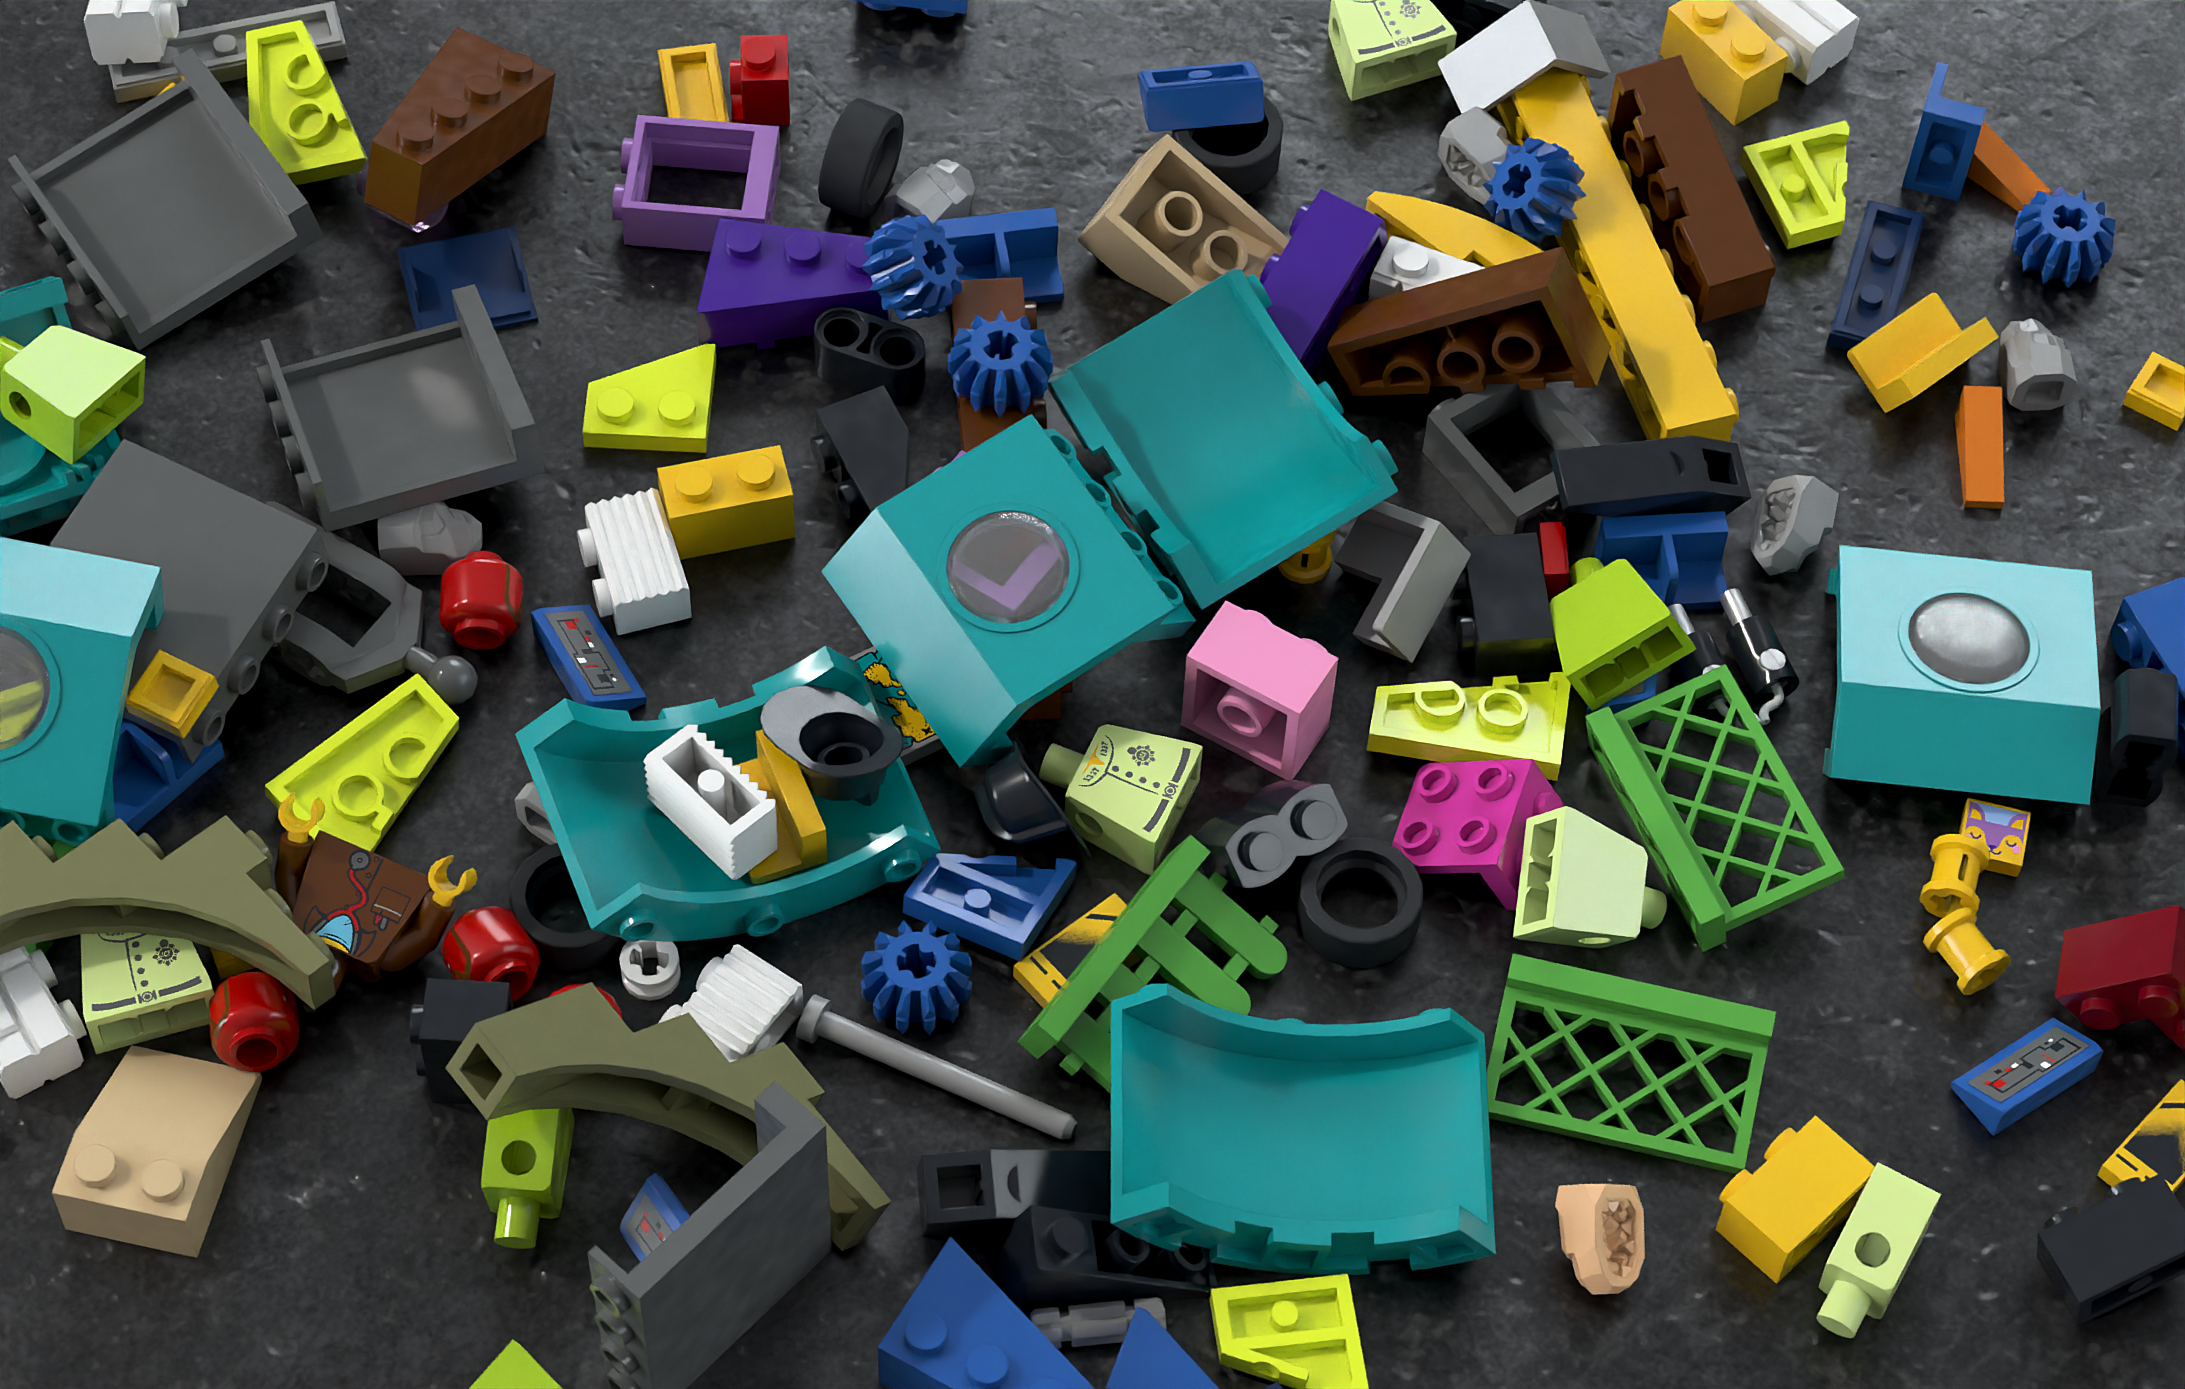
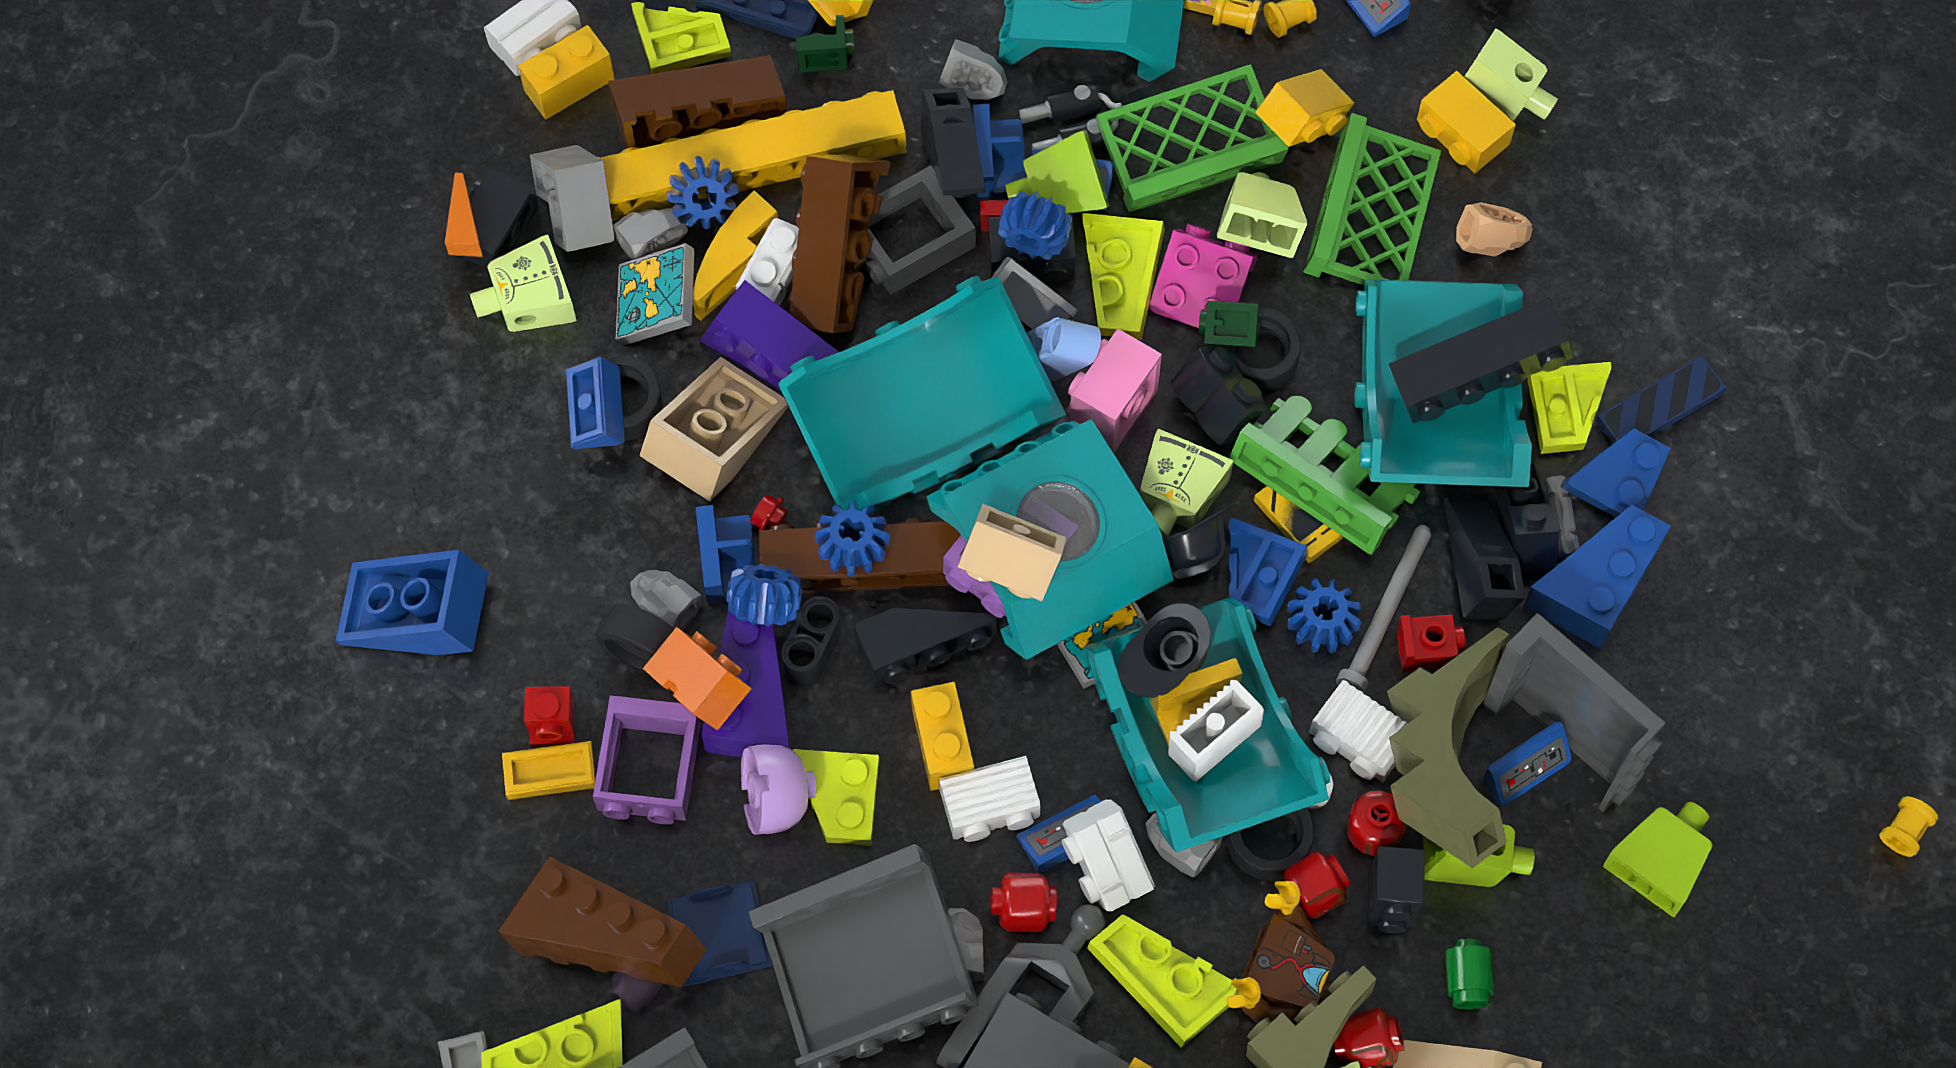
camera: 85 degrees left, 10 degrees up
(344, 1157) = (1469, 974): none -> green brick
(538, 670) = (1107, 856): none -> white brick
(646, 307) = (775, 788): none -> lavender cylinder
(786, 195) = (697, 678): none -> orange brick
(876, 1115) = (1419, 651): none -> red brick
(934, 478) = (1012, 553): none -> tan brick
(1061, 308) = (769, 513): none -> red plate
(1310, 596) = (1065, 346): none -> light blue beam
(1334, 1173) = (1482, 361): none -> black brick
(1379, 832) = (1230, 323): none -> dark green bracket
(1382, 162) = (655, 294): none -> tile
(1506, 560) = (1034, 225): none -> blue gear
(1777, 947) = (1305, 108): none -> yellow brick
(1803, 350) = (825, 52): none -> dark green bracket

